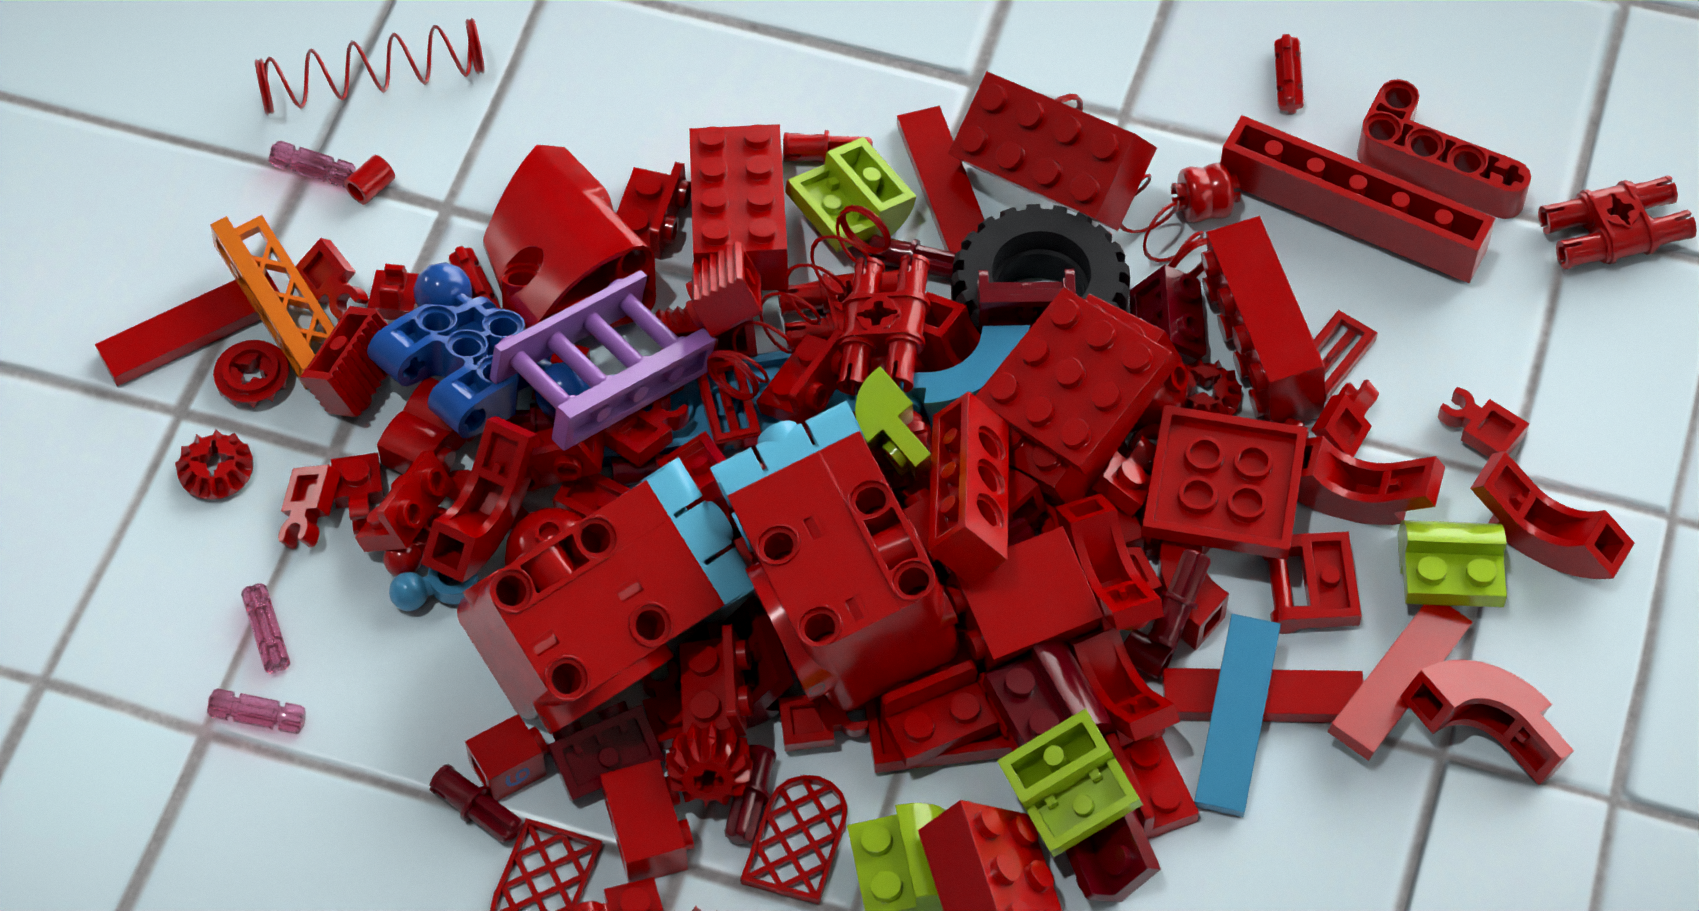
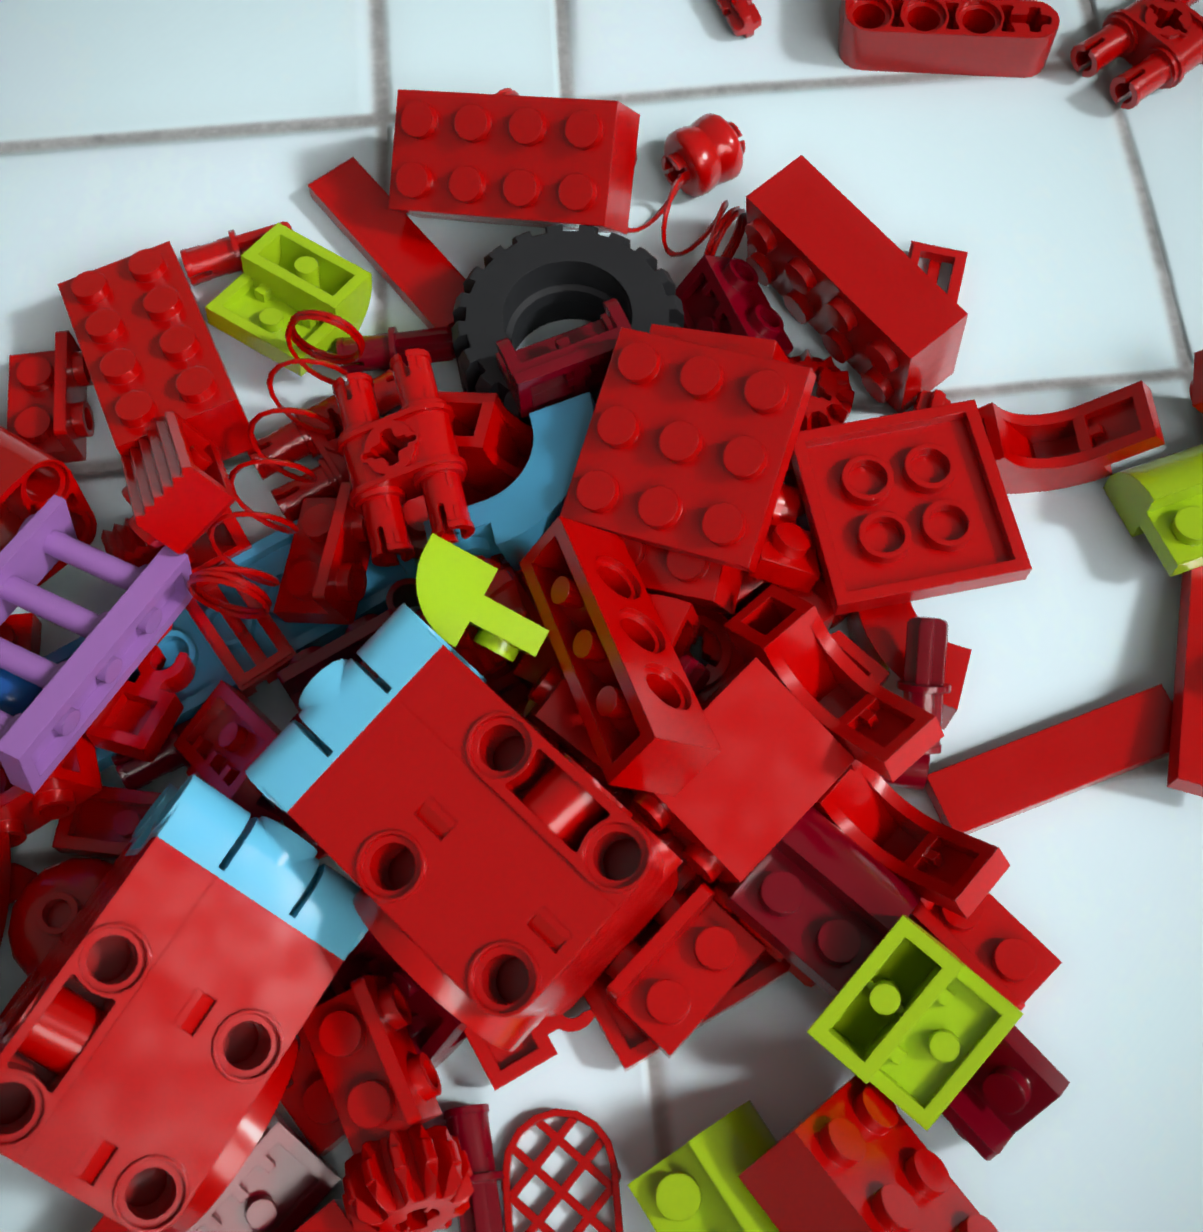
camera: 20 degrees left, 10 degrees up
(1237, 715) = (1050, 809): dark azure tile -> none
(1327, 582) = (1066, 586): red plate -> none
(1343, 417) = (984, 366): red plate -> none
(1357, 199) = (883, 103): red brick -> none
(1486, 428) = (1148, 320): red plate -> none

